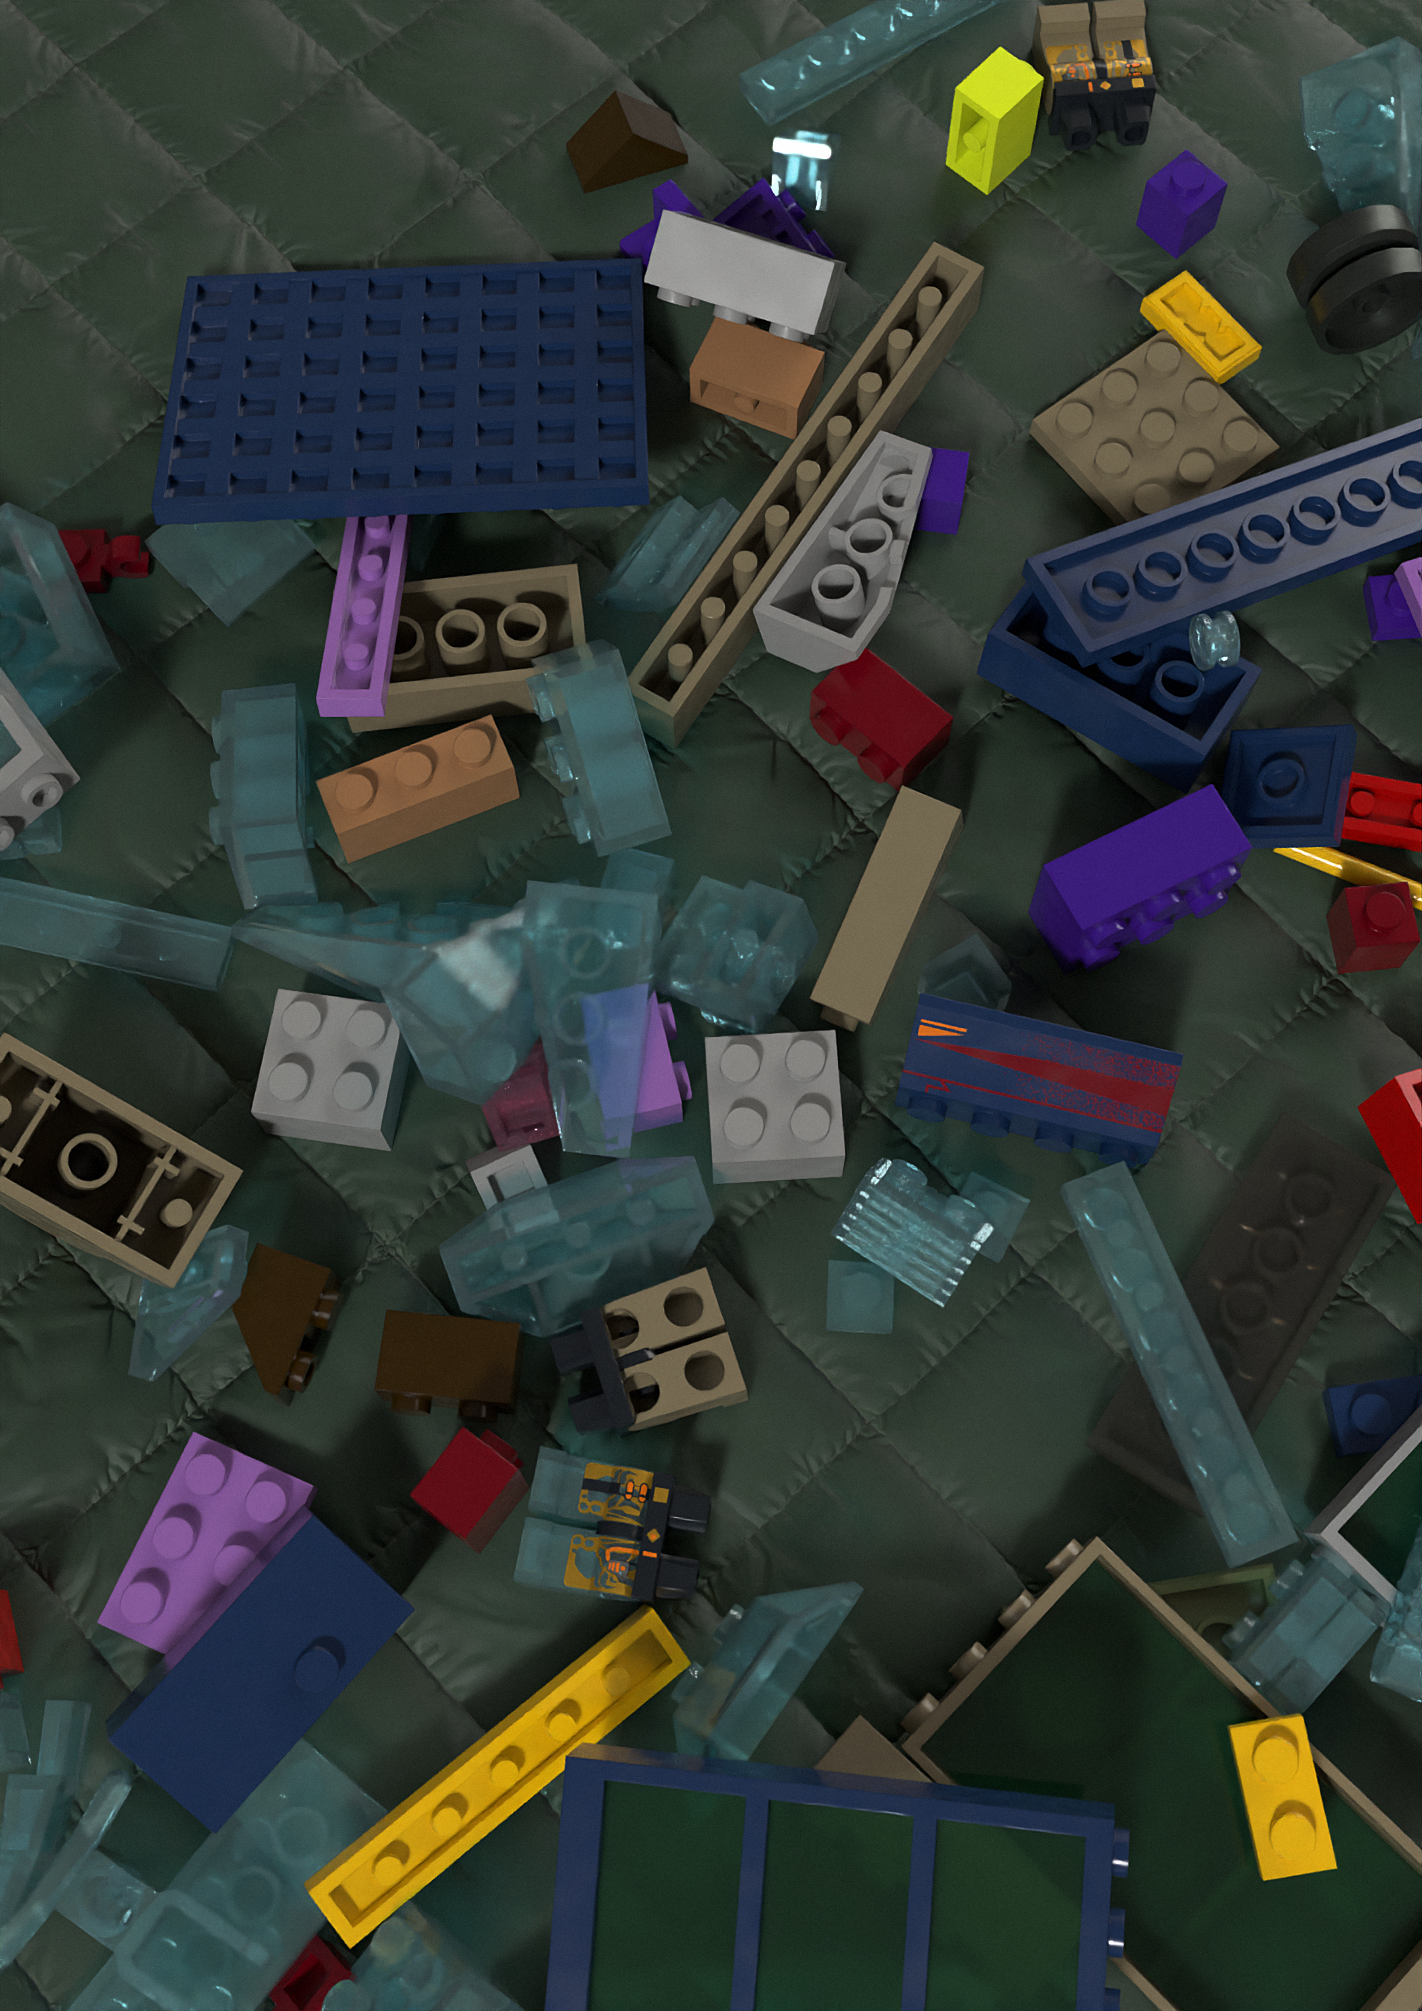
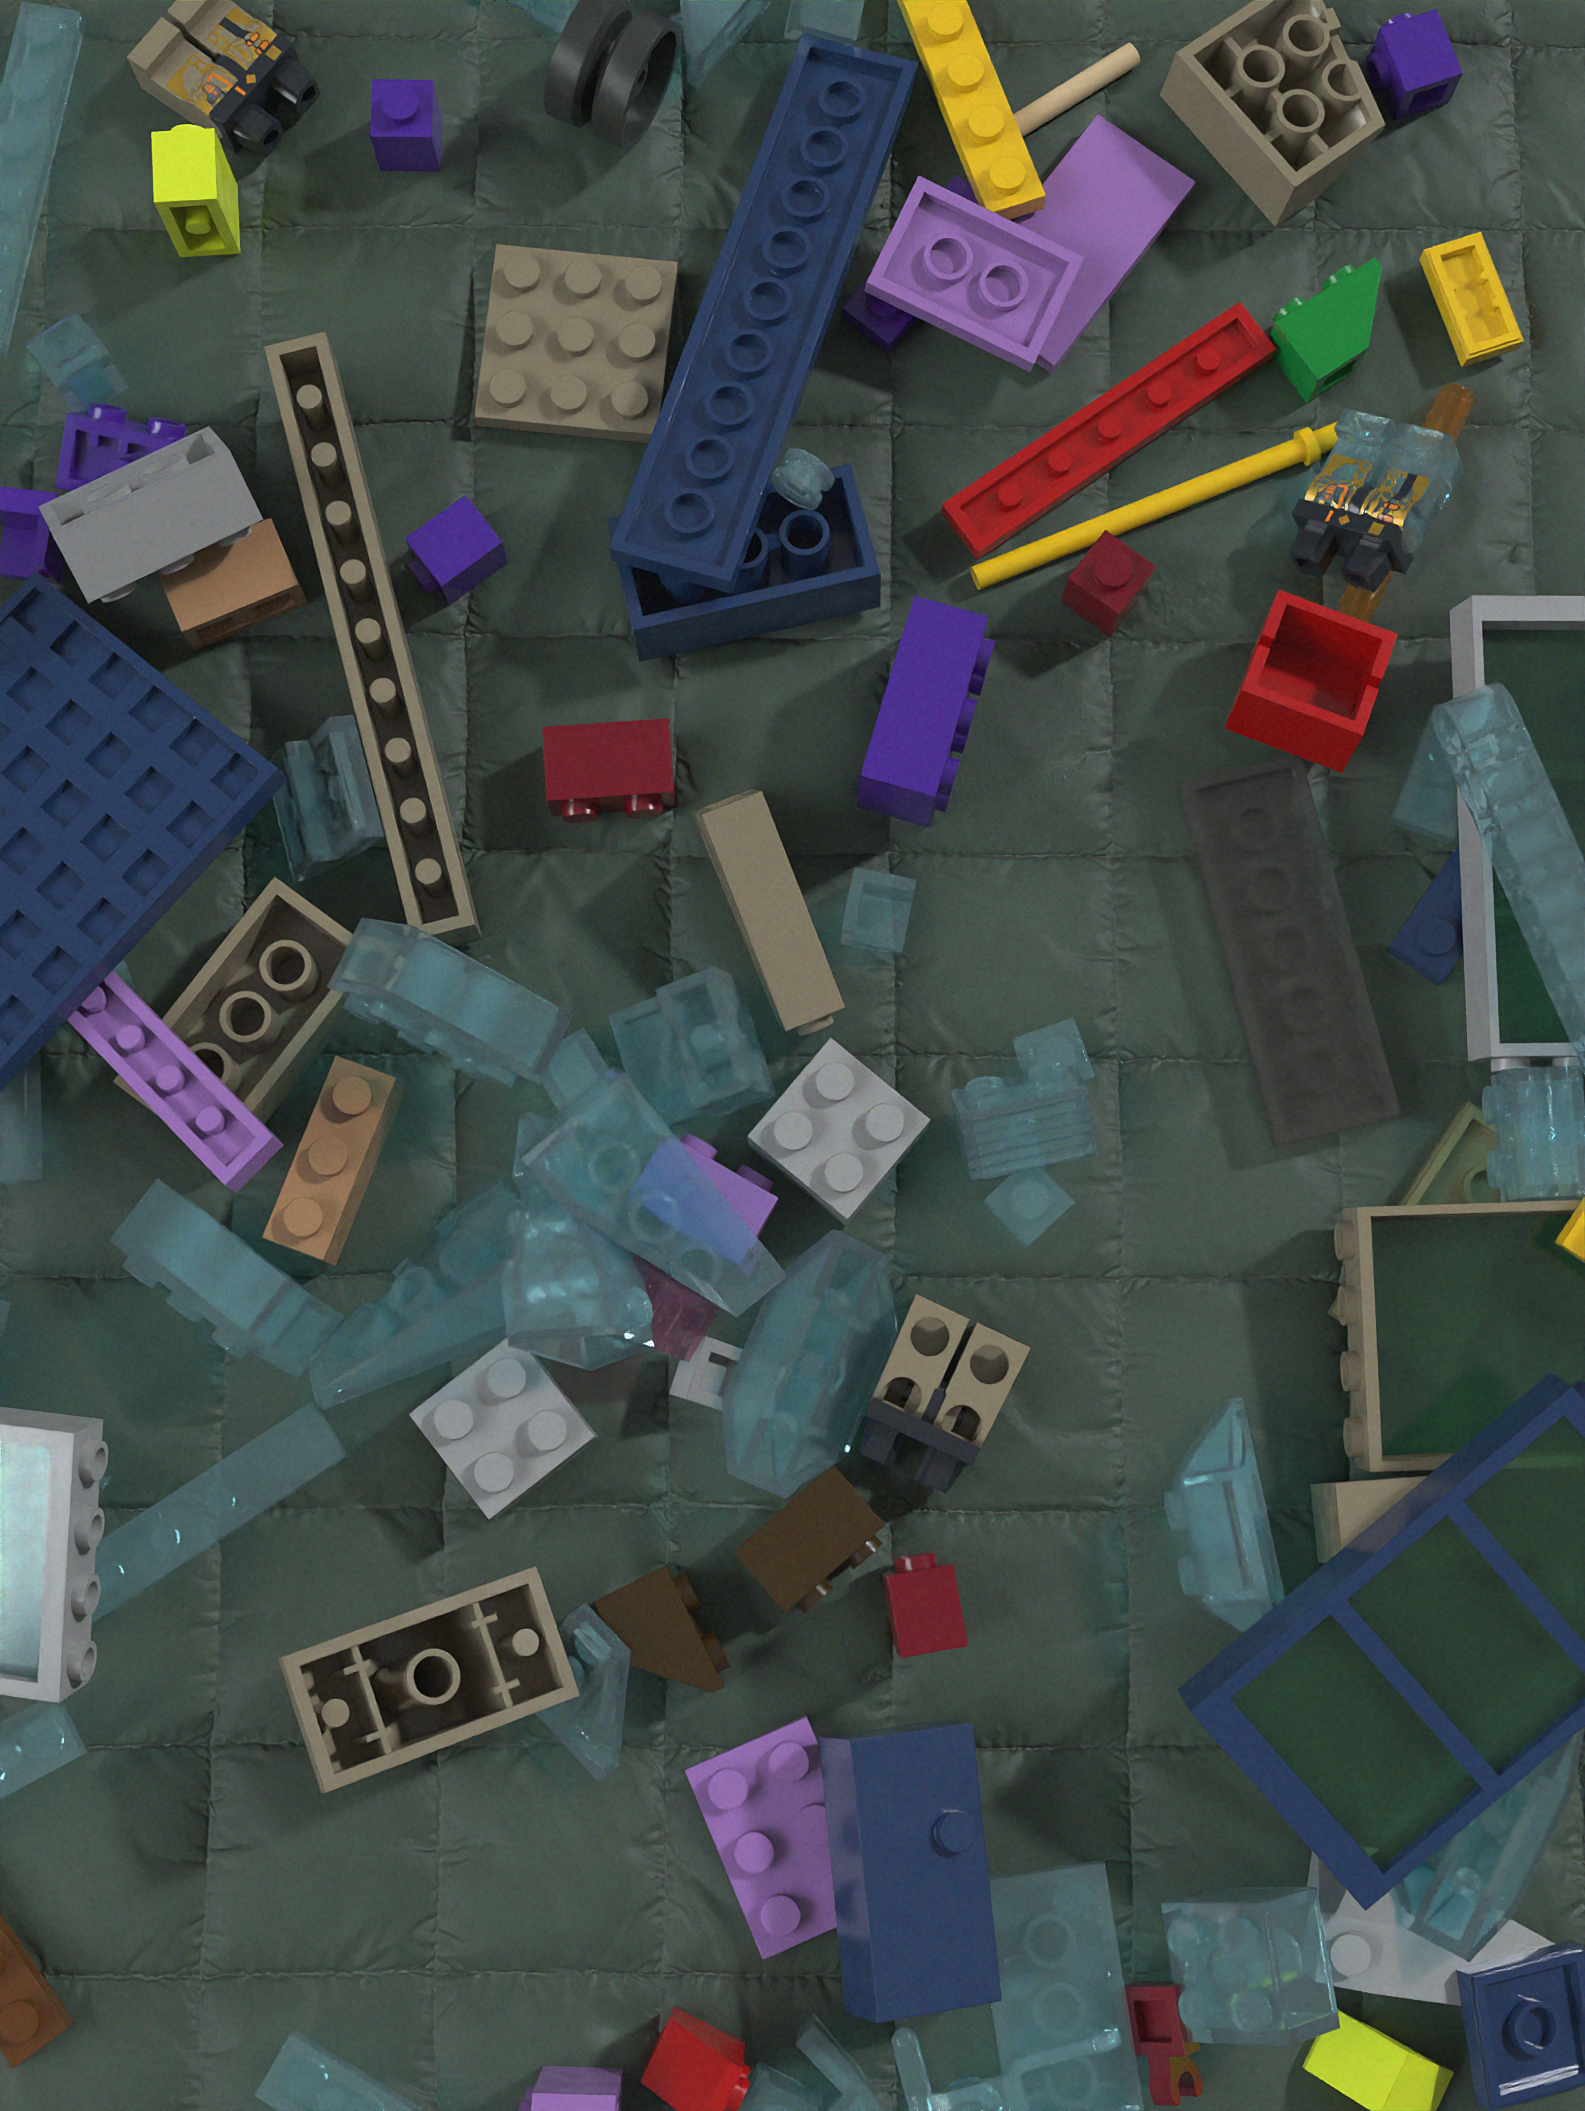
camera: 50 degrees left, 10 degrees up
(495, 1776) = (1134, 1765): yellow plate -> none
(632, 1524) = (1057, 1532): hips -> none
(849, 562) = (476, 681): light grey wedge -> none
(1037, 1081) = (999, 933): dark blue slope -> none
(1178, 1366) = (1286, 1033): clear light blue plate -> none
(1201, 327) = (521, 216): yellow plate -> none
(1289, 784) = (948, 533): dark blue tile -> none

